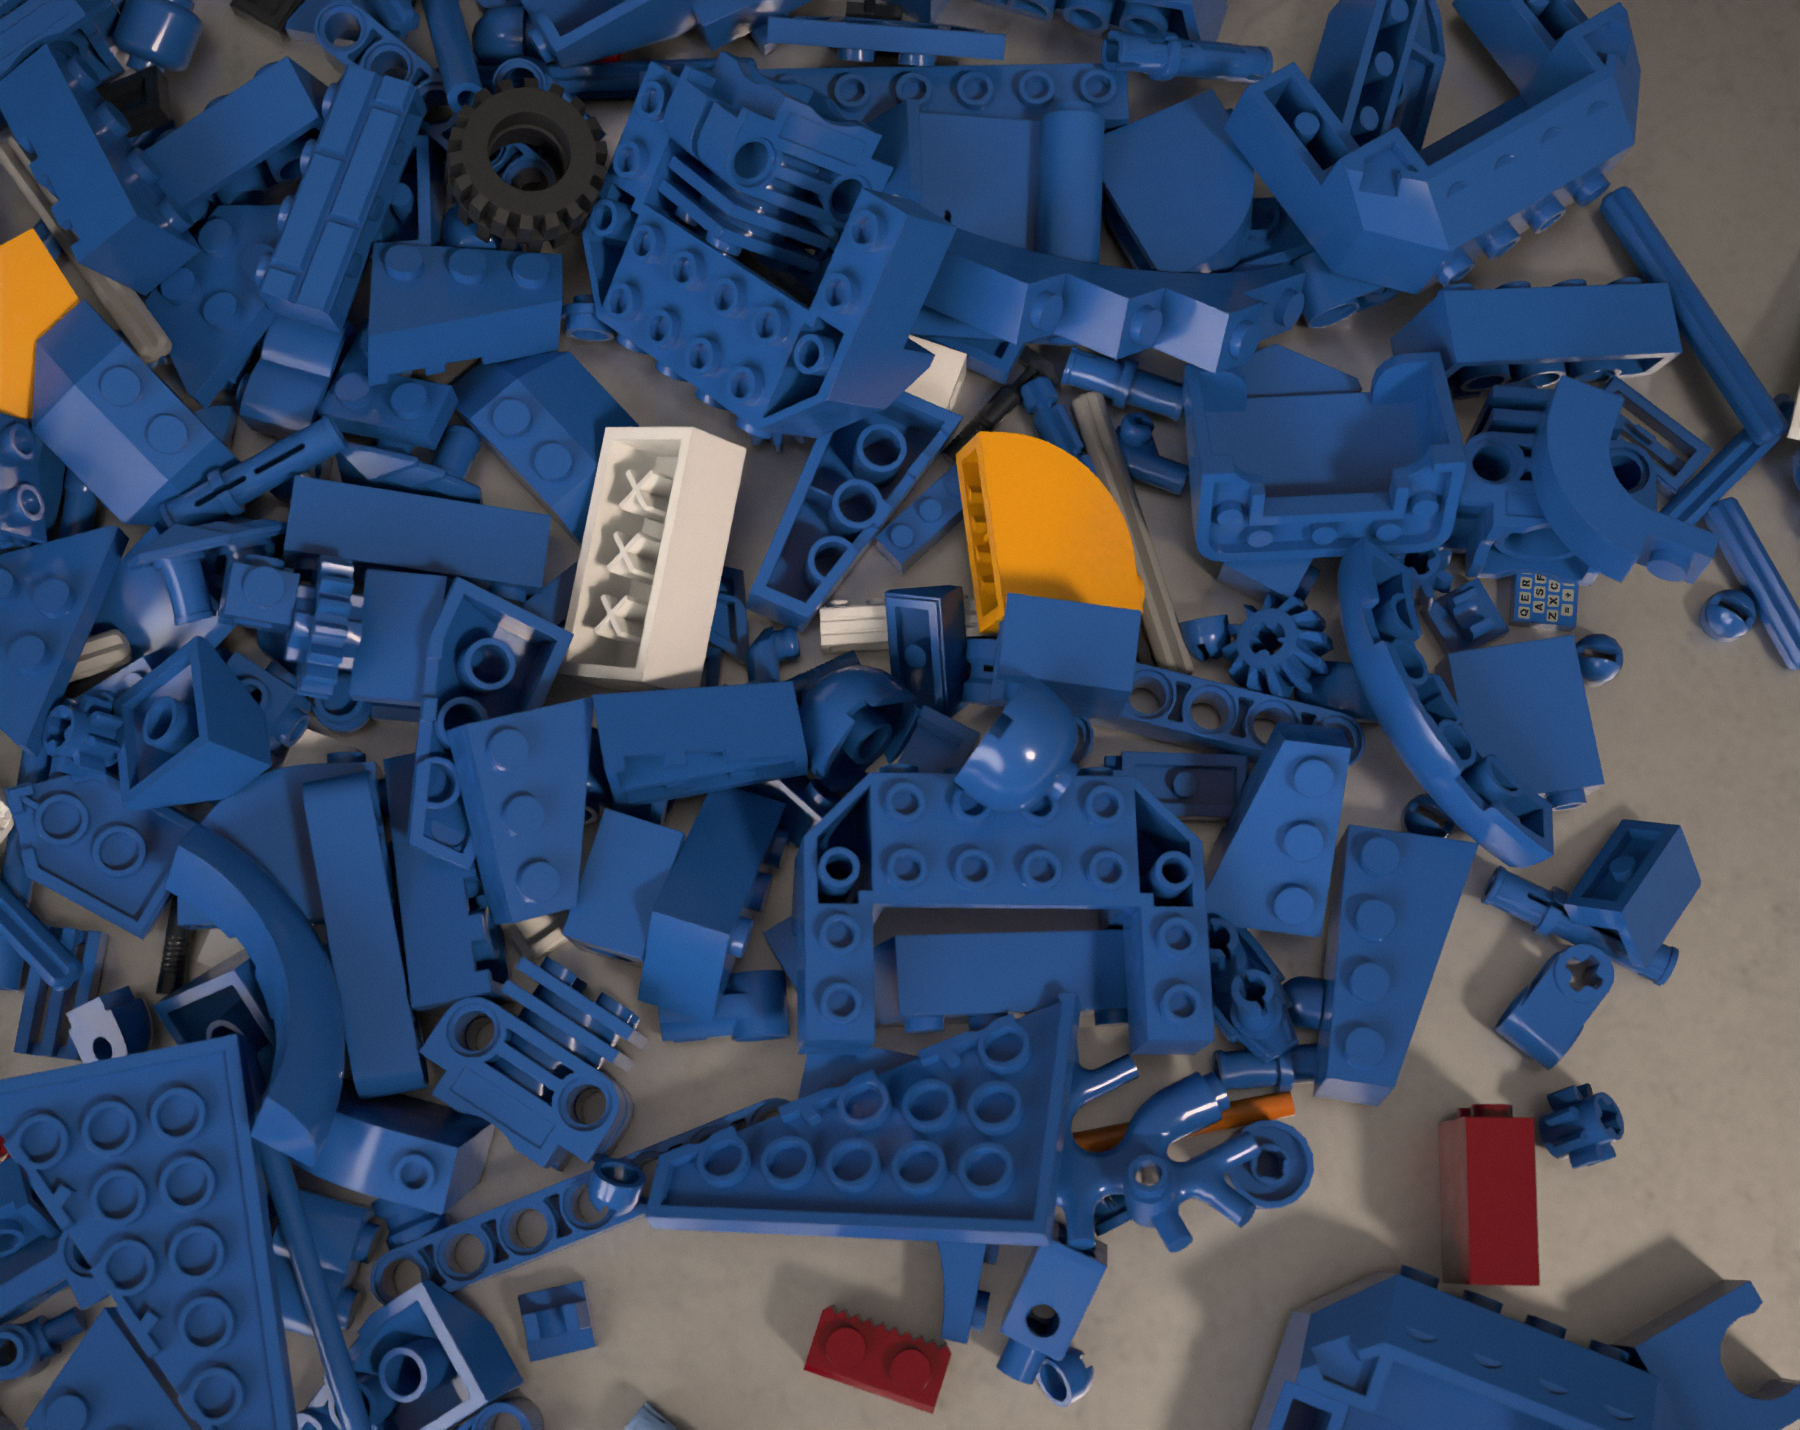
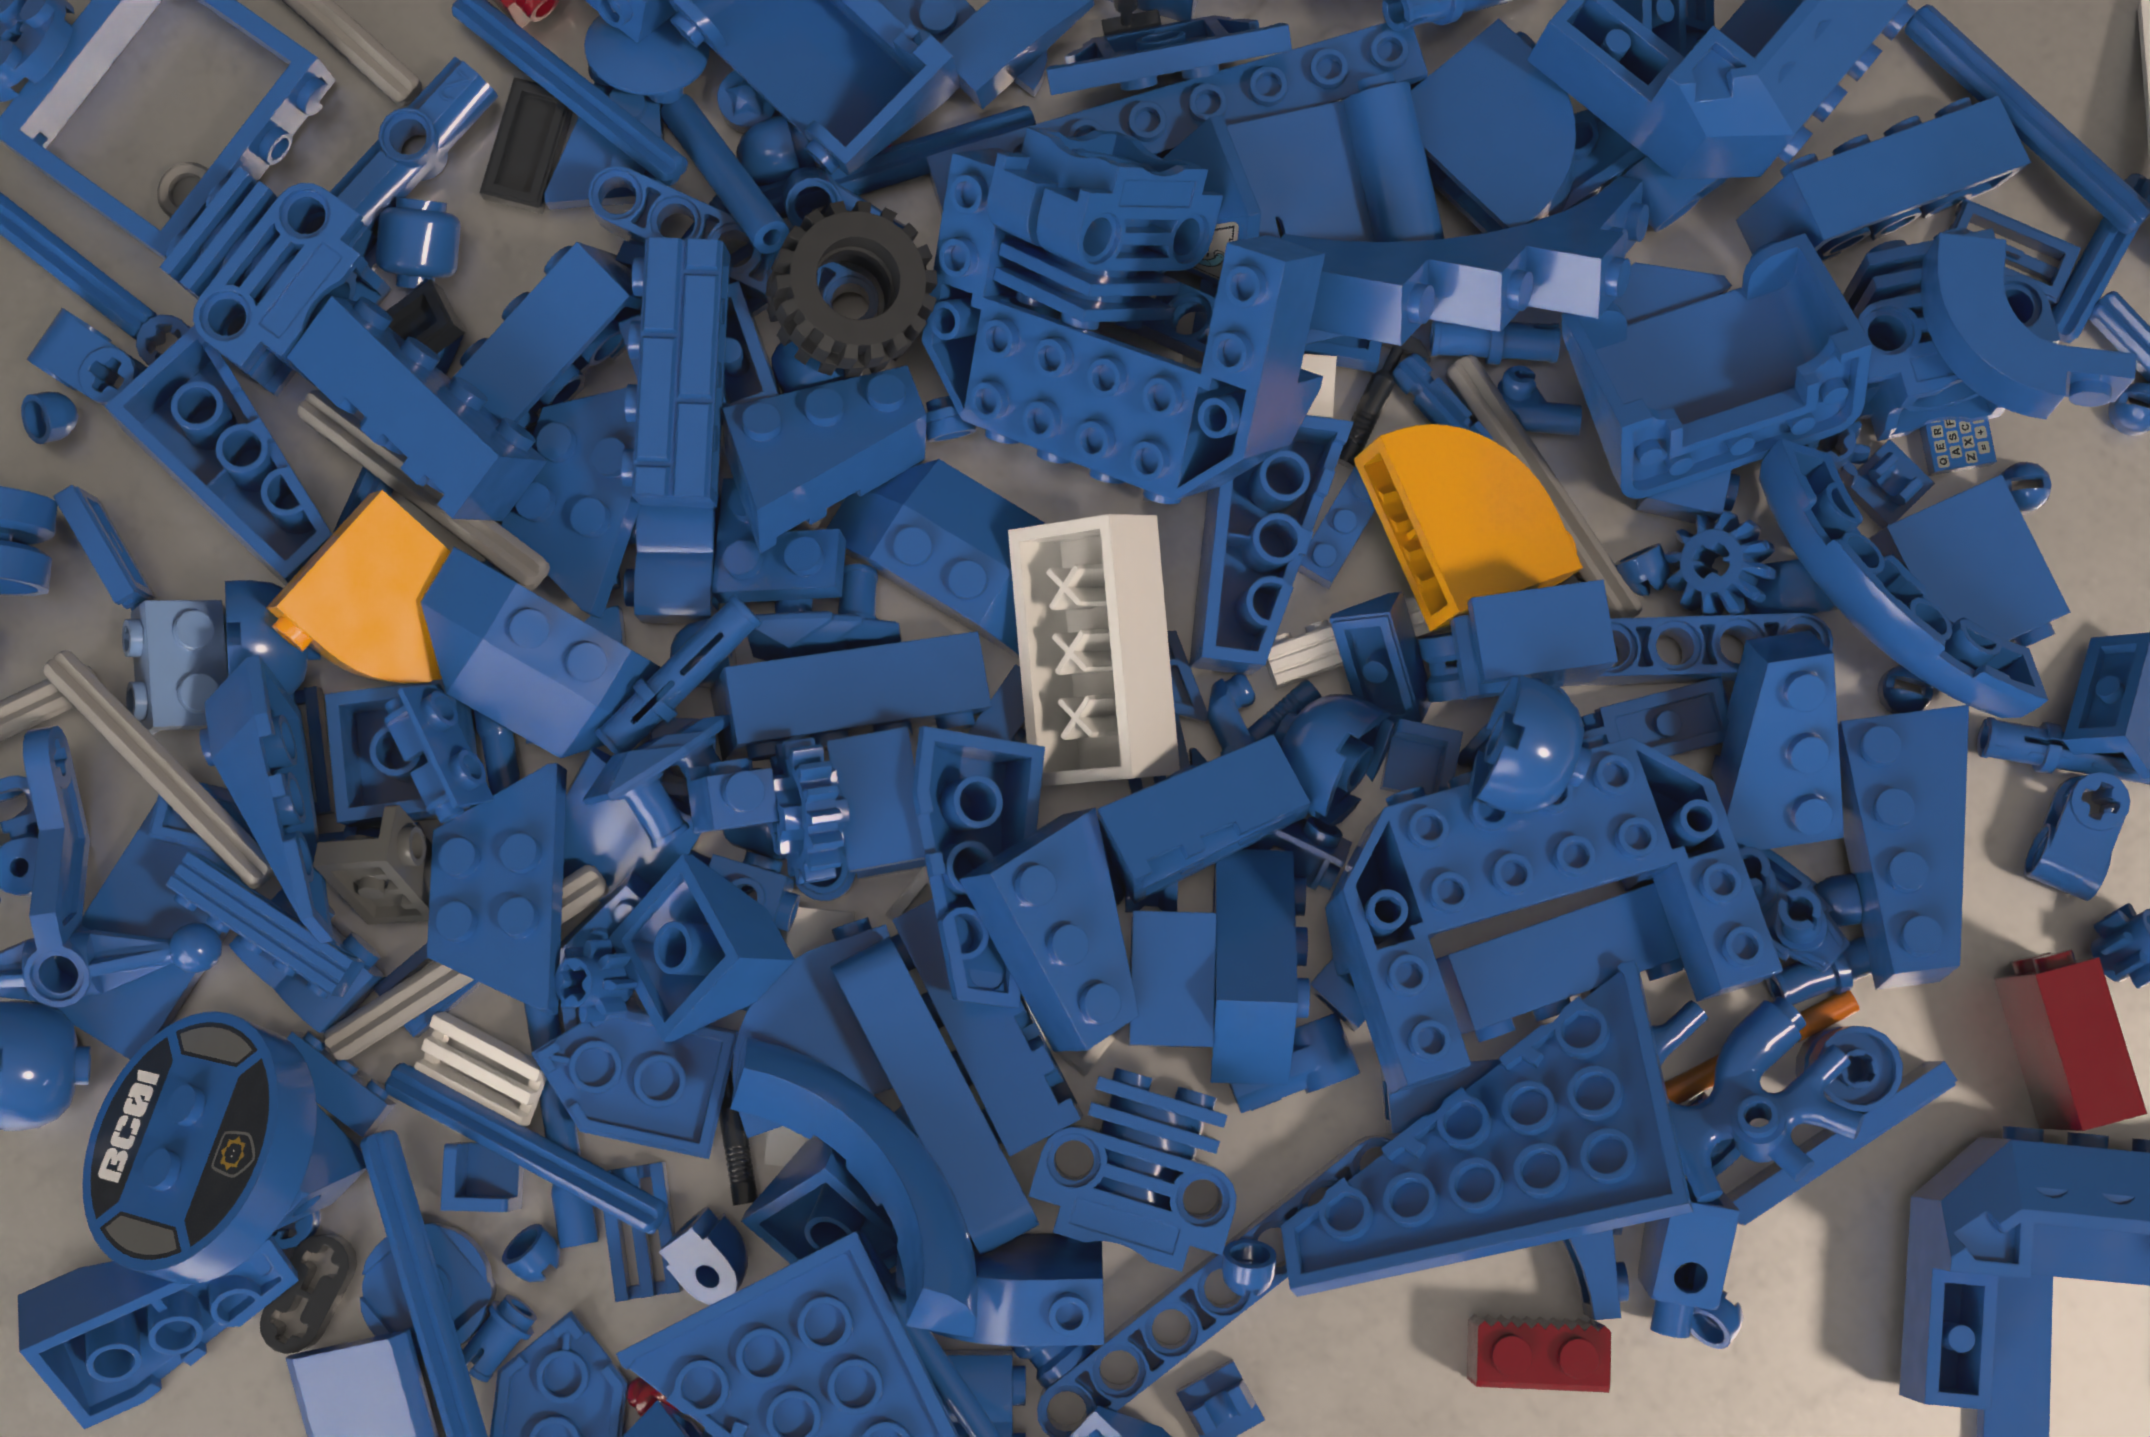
camera: 15 degrees left, 5 degrees up
(1230, 1237) = (1830, 1148): none -> blue tile

